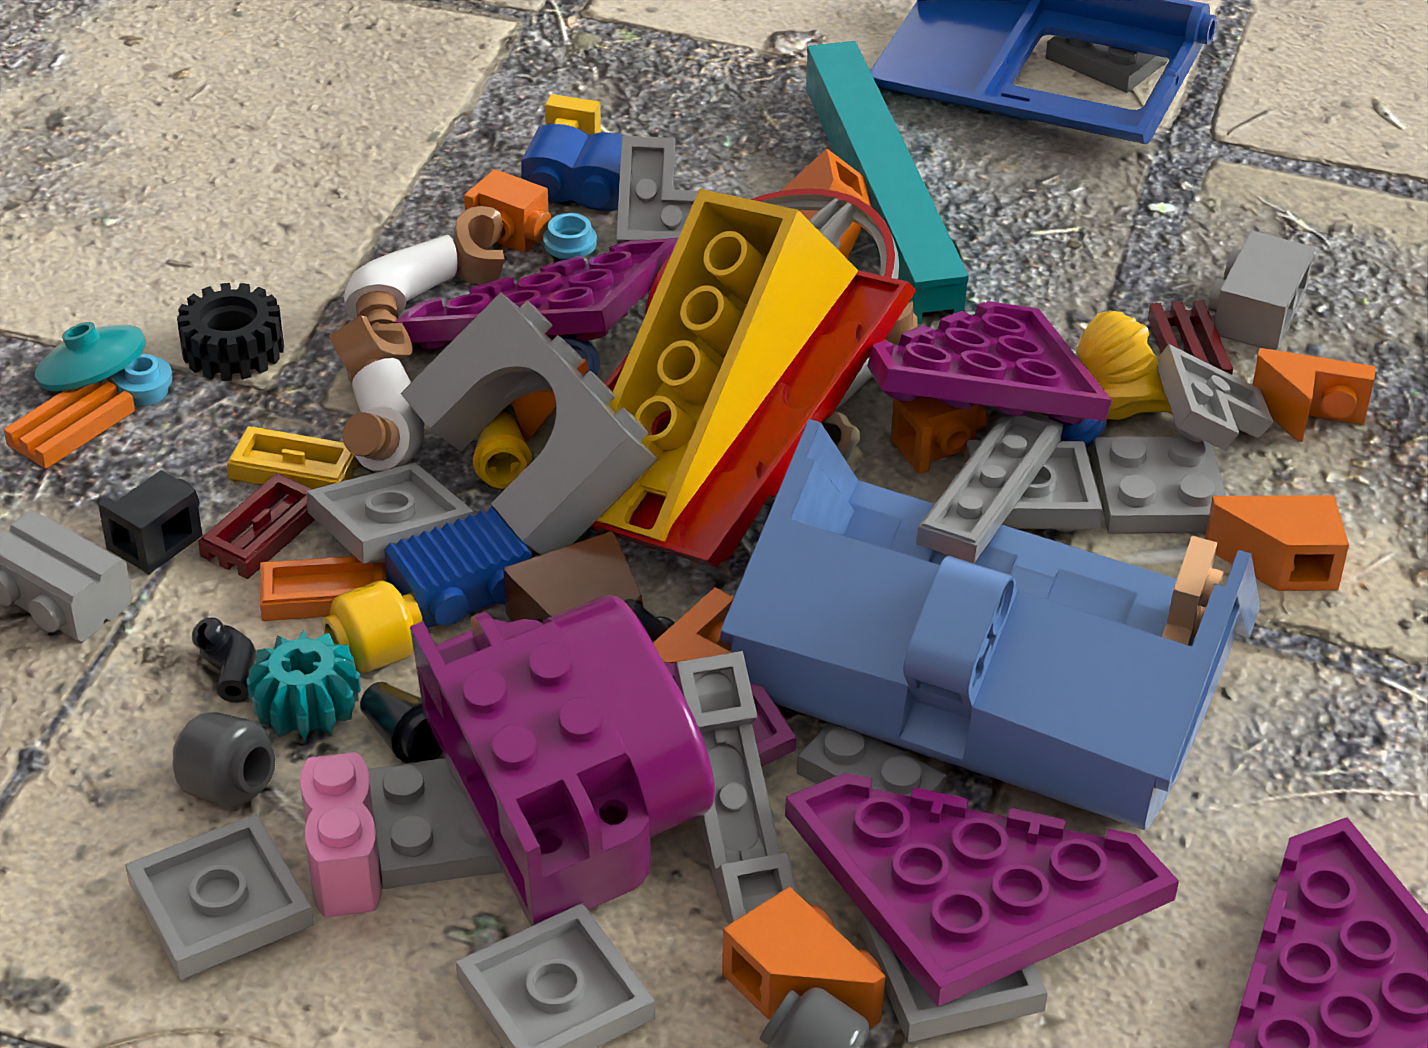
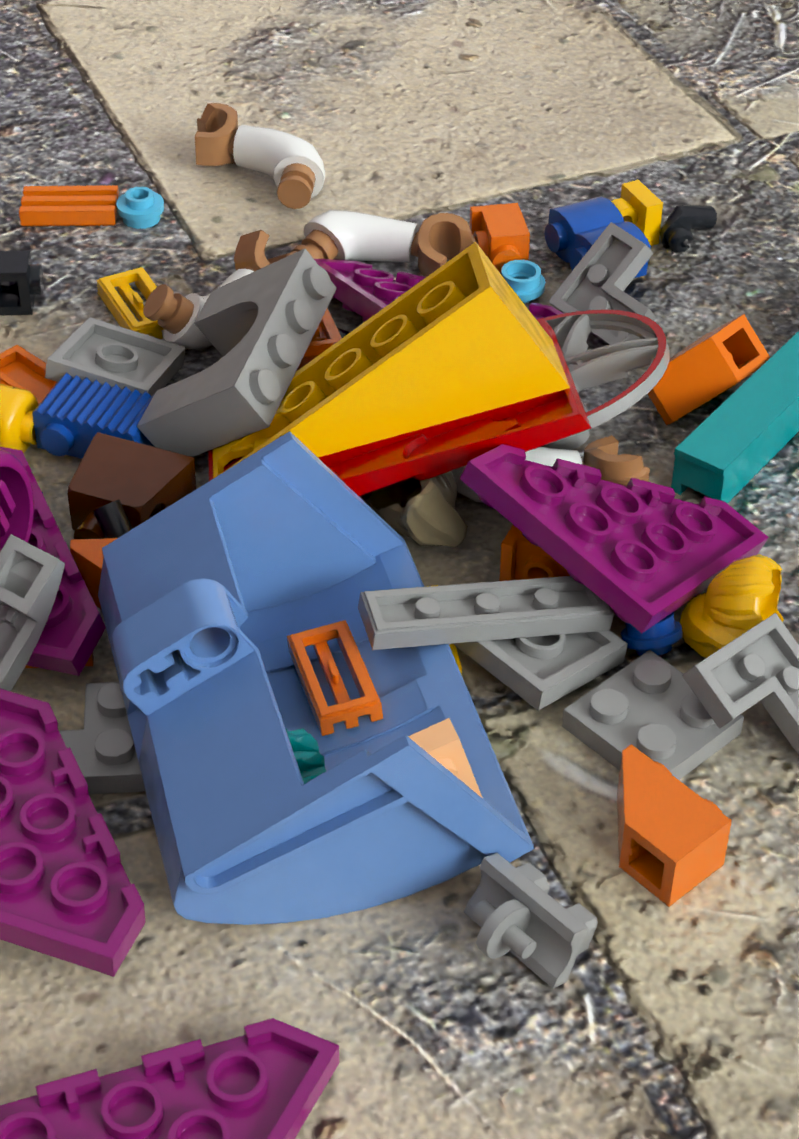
camera: 50 degrees right, 0 degrees up
(89, 355) = (130, 172): teal dish -> none
(202, 253) = (286, 158): none -> piece
(230, 331) = (223, 208): black tyre -> none
(270, 529) = (49, 327): dark red tile -> none
(611, 103) = (681, 221): none -> black arm
(1309, 657) = (525, 920): none -> light grey hips

